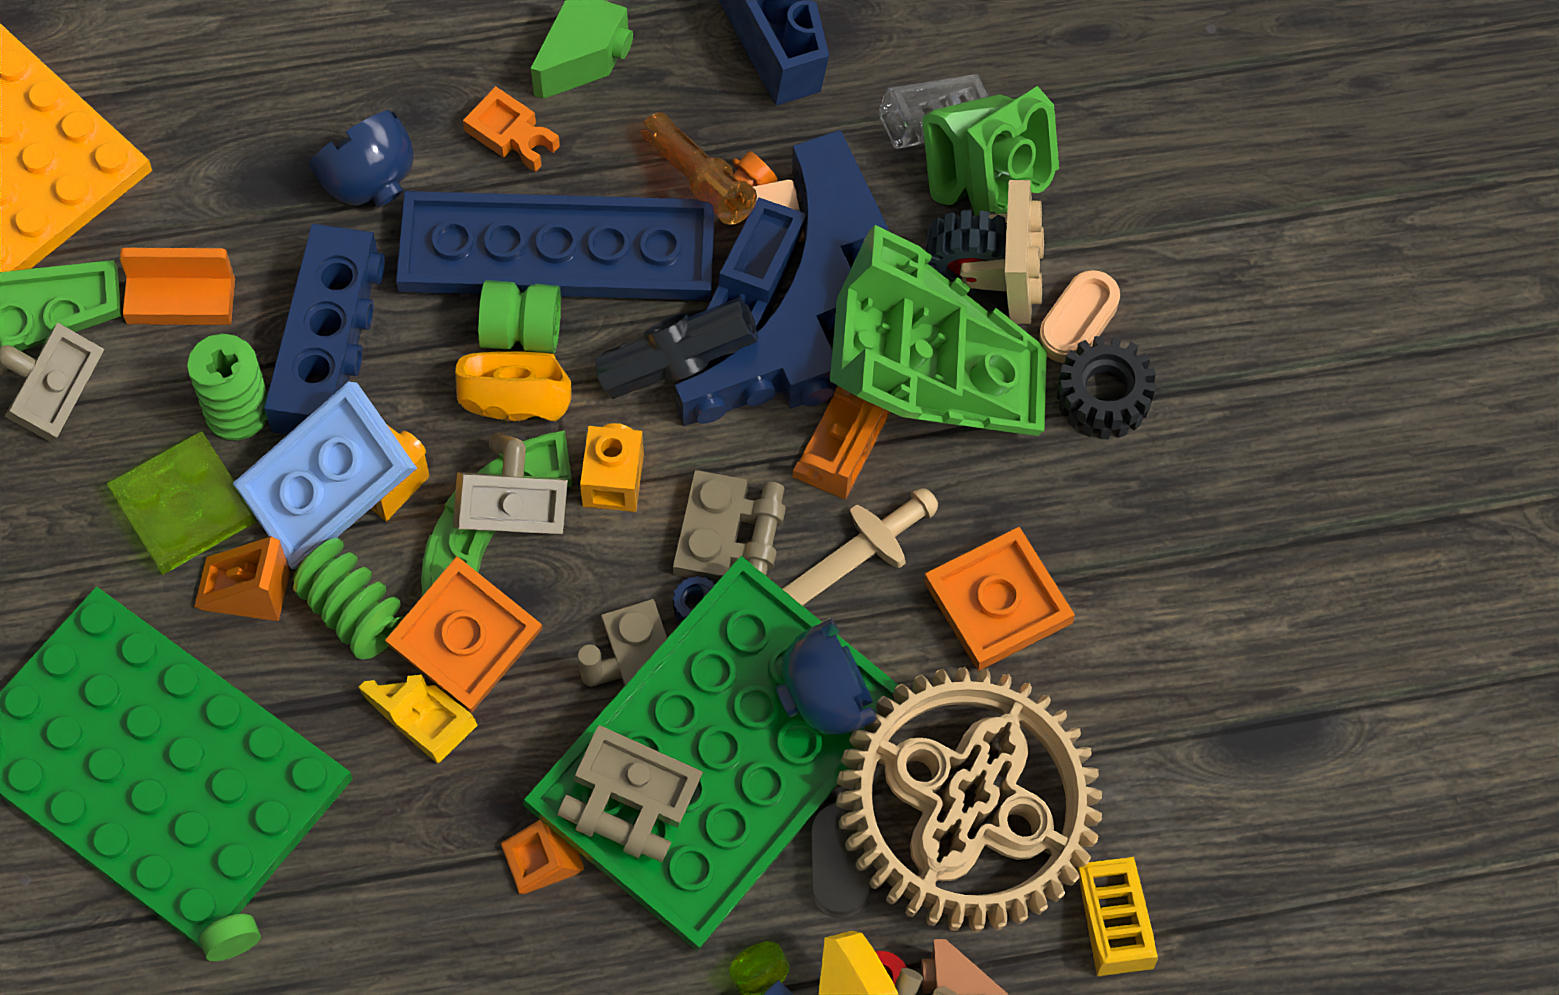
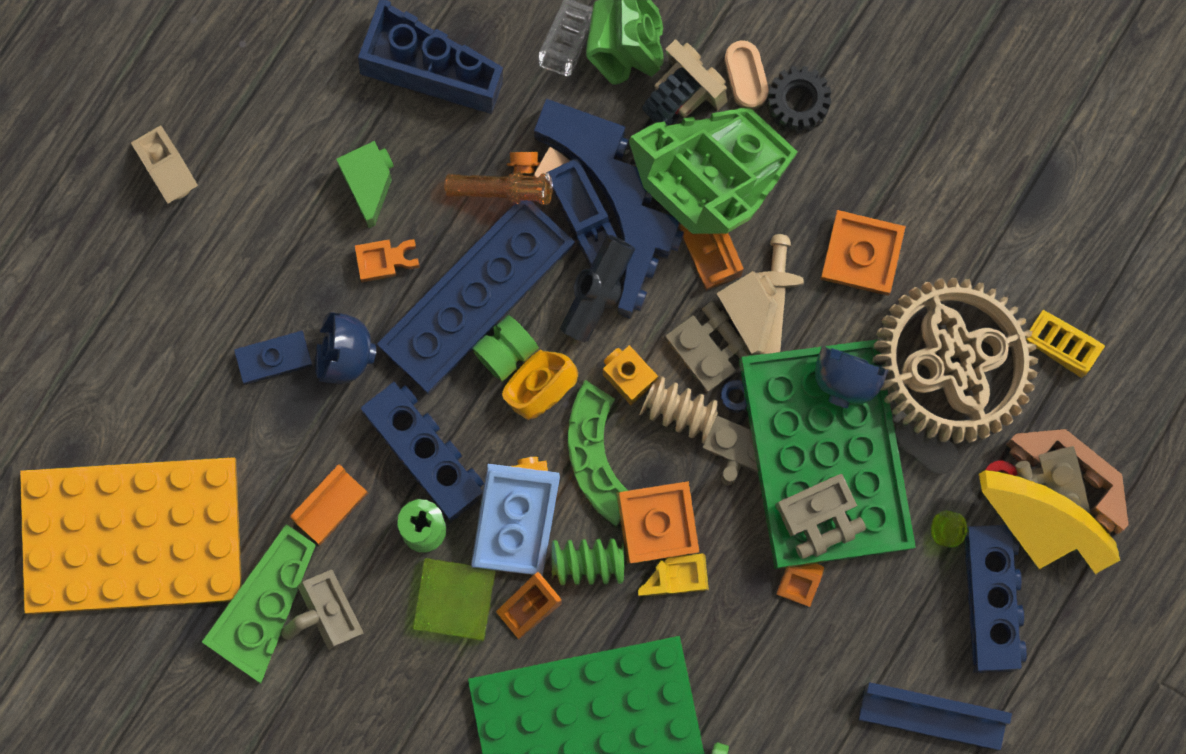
camera: 50 degrees left, 15 degrees up
(297, 112) = (273, 357): none -> dark blue plate
(510, 498) = (607, 438): plate -> none
(619, 550) = (680, 408): none -> tan piece
(811, 529) = (751, 309): none -> tan slope

